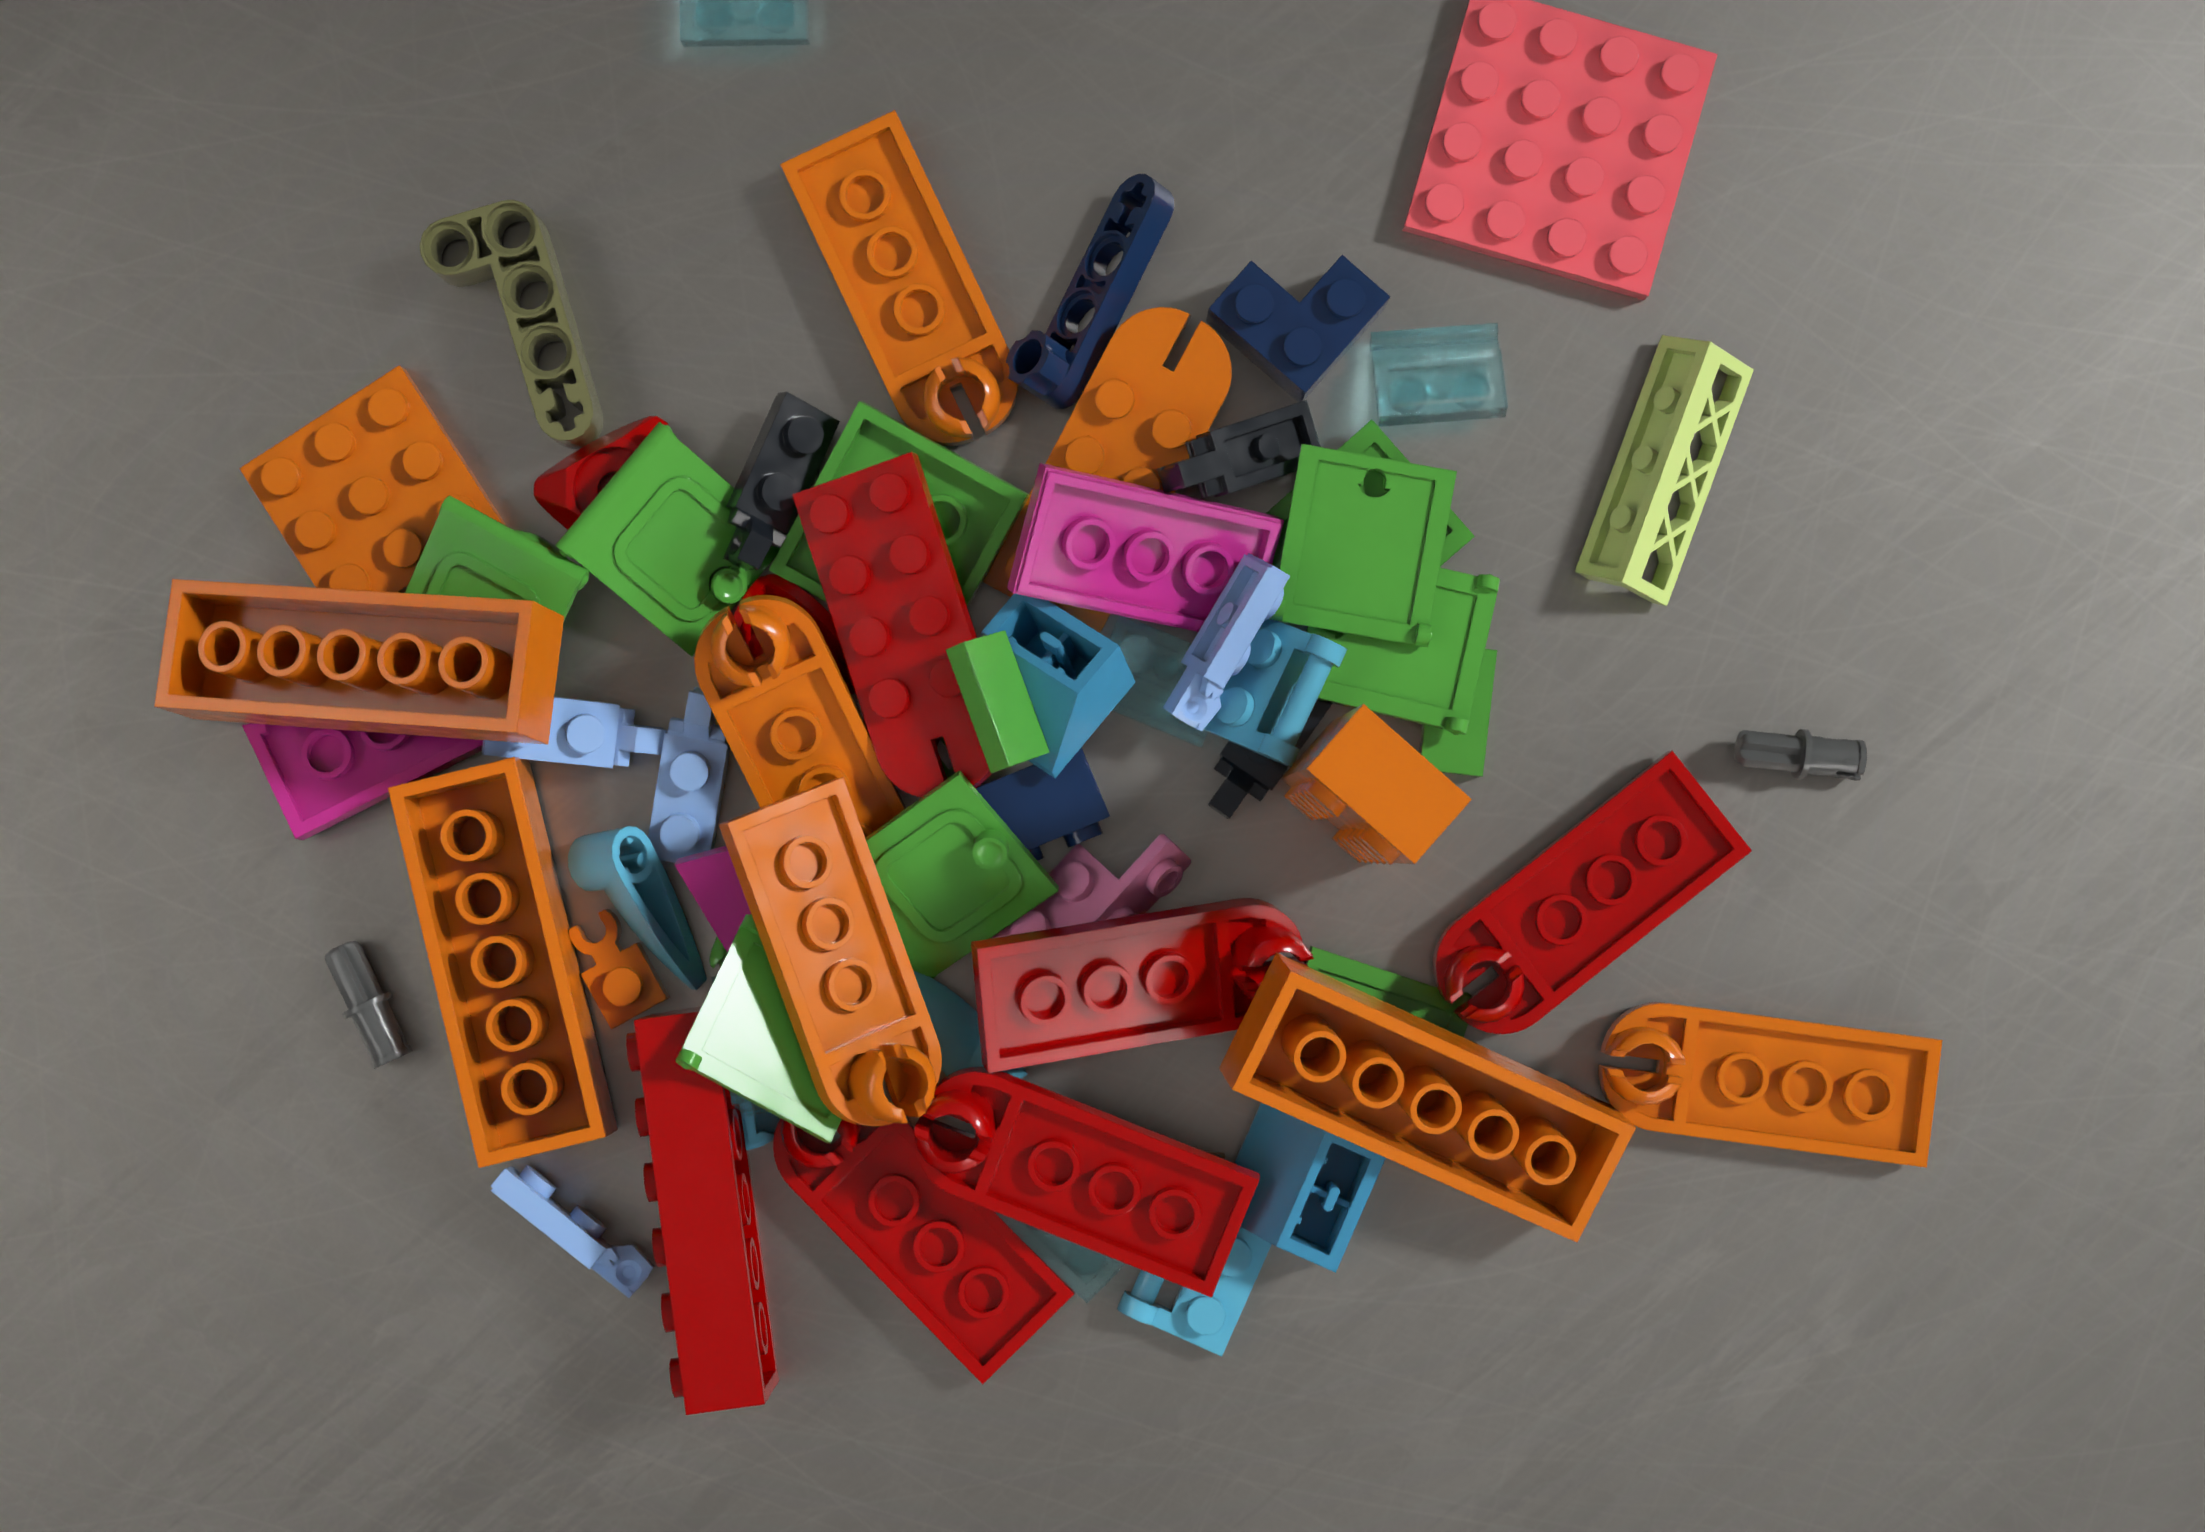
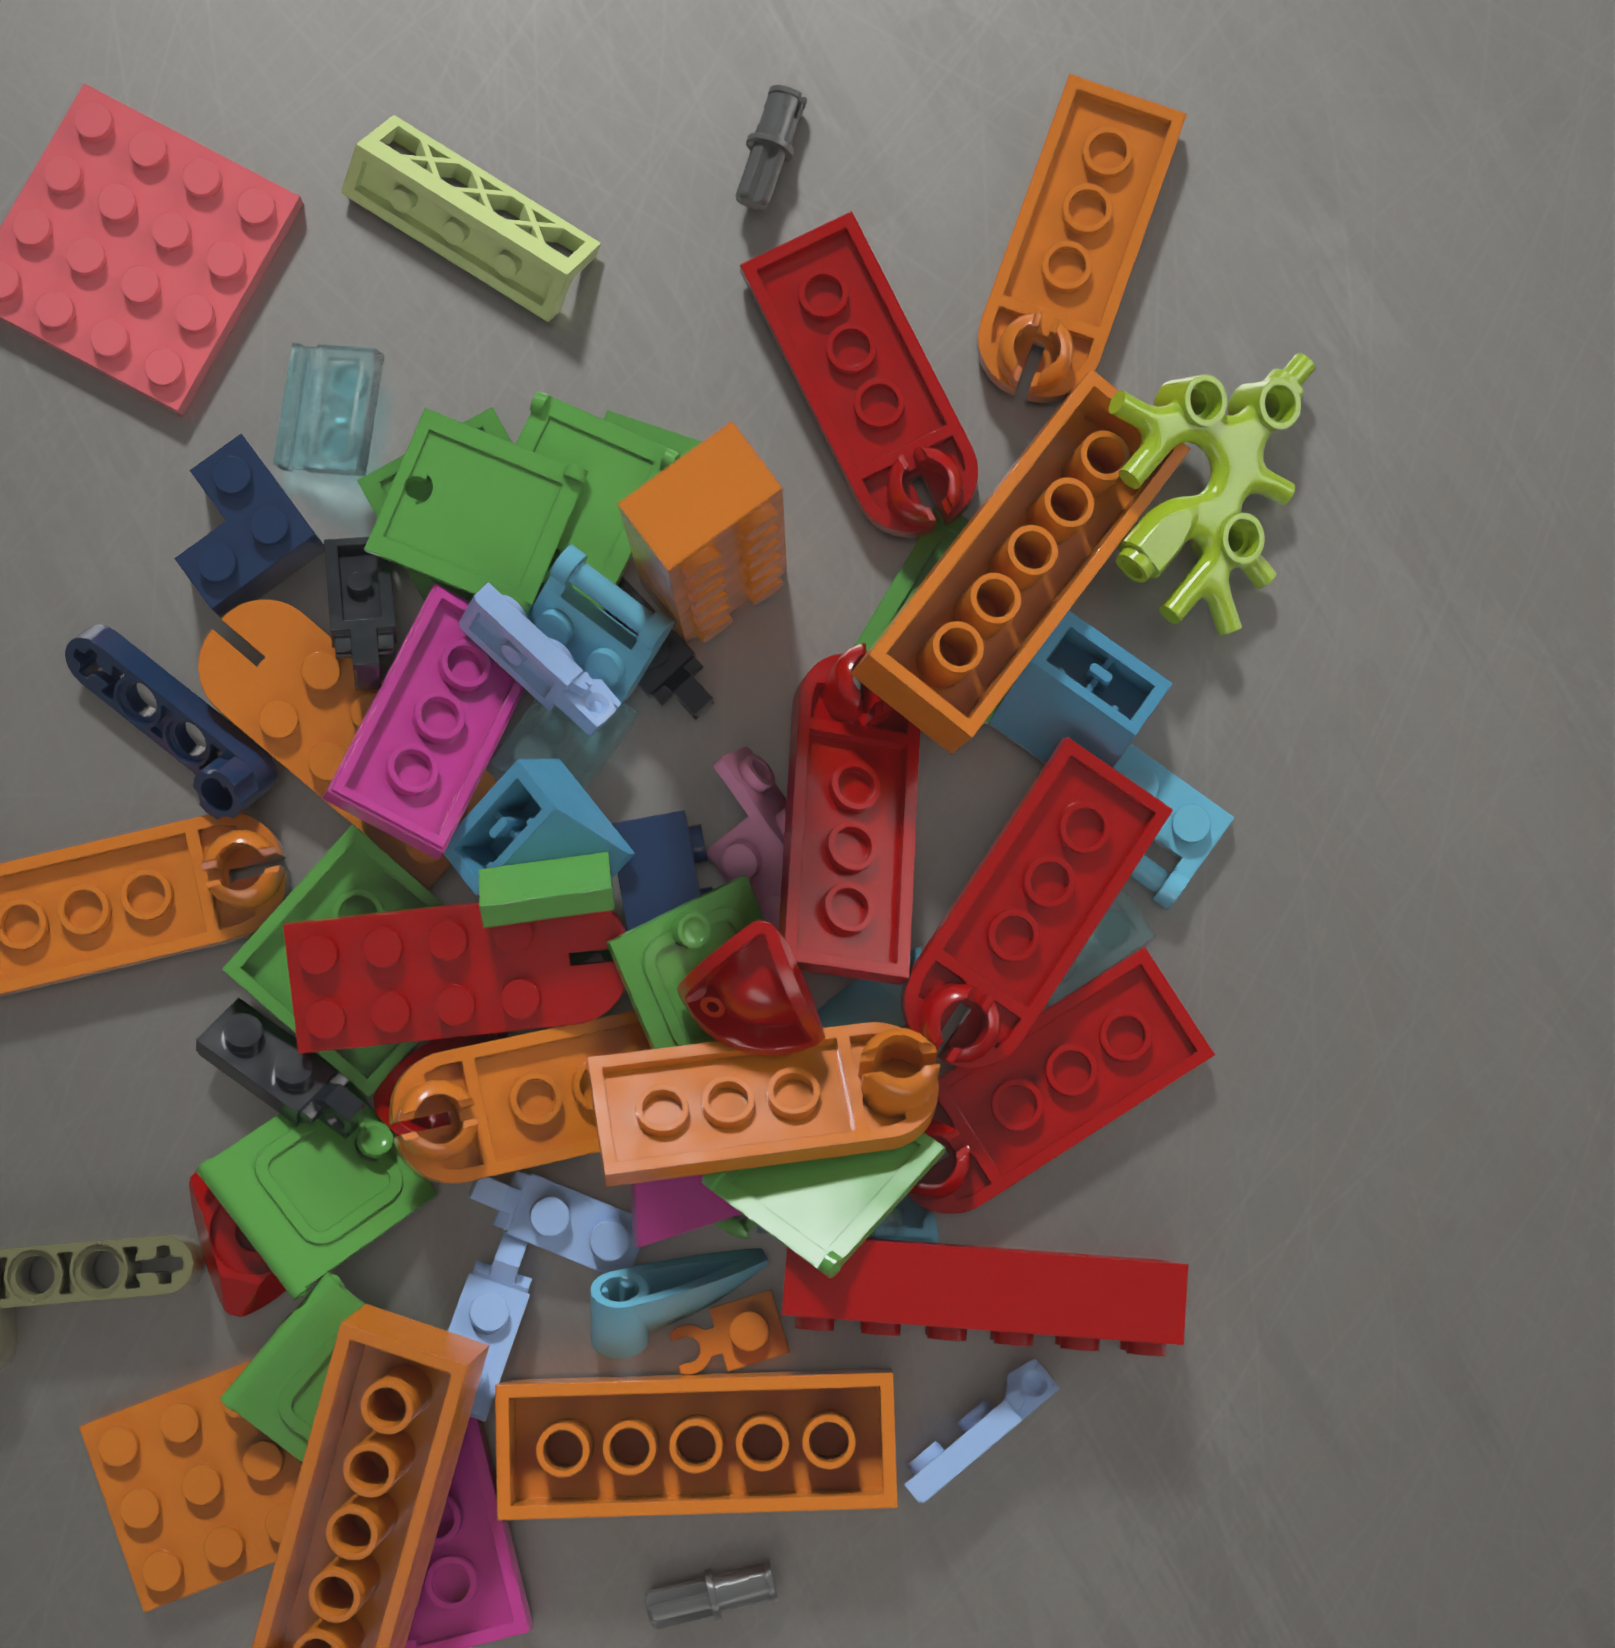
camera: 75 degrees left, 5 degrees down
(935, 927) = (753, 995): none -> red hat
(1496, 1292) = (1234, 443): none -> lime plant

